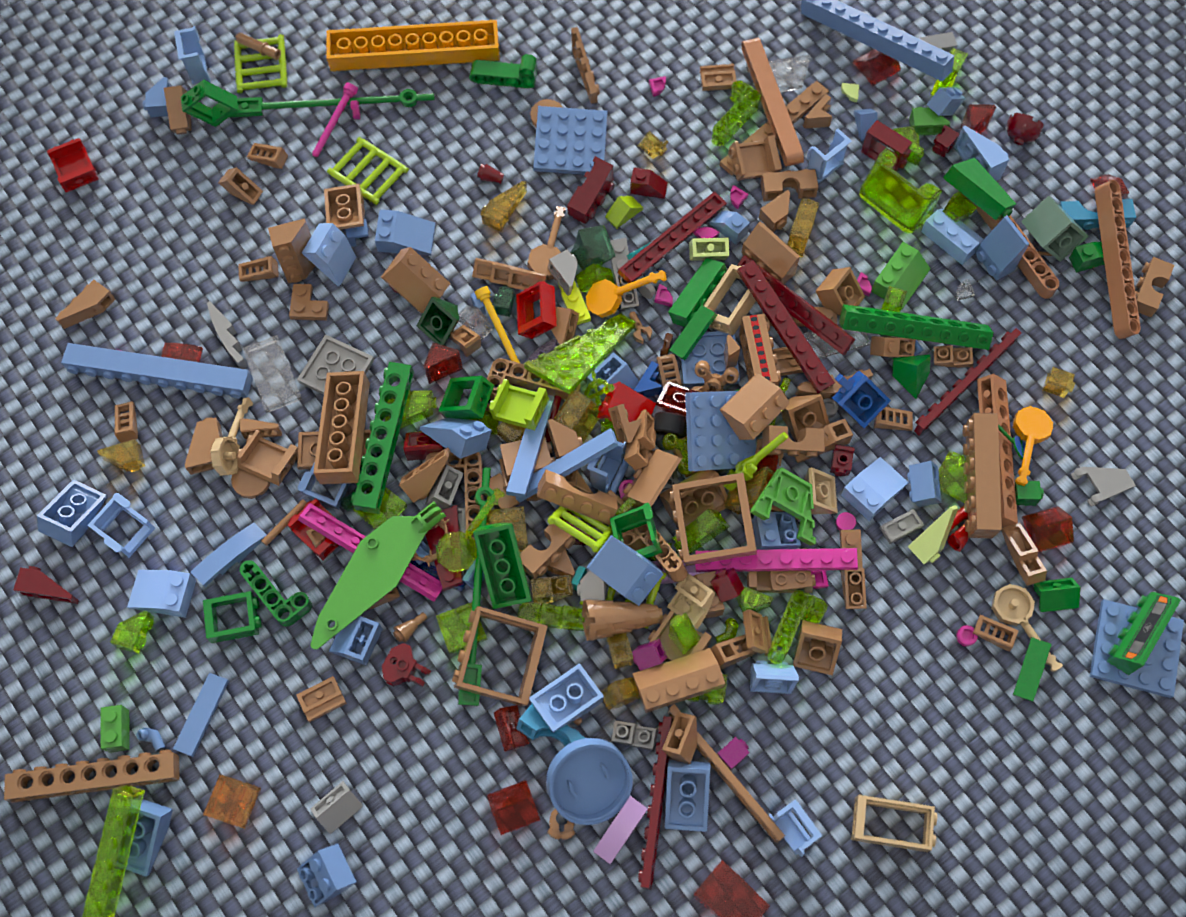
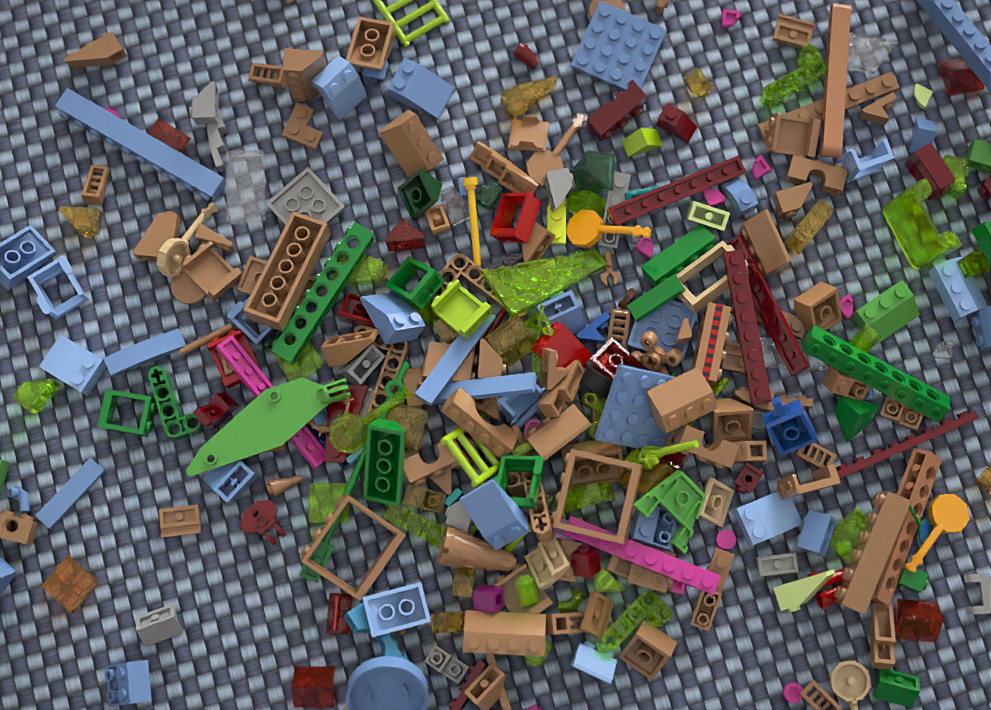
camera: 20 degrees right, 10 degrees up
(208, 312) = (206, 106): none -> light grey slope
(319, 581) = (216, 410): none -> dark red brick
(519, 237) = (528, 134): none -> medium nougat piece
(887, 450) = (823, 478): none -> medium nougat panel

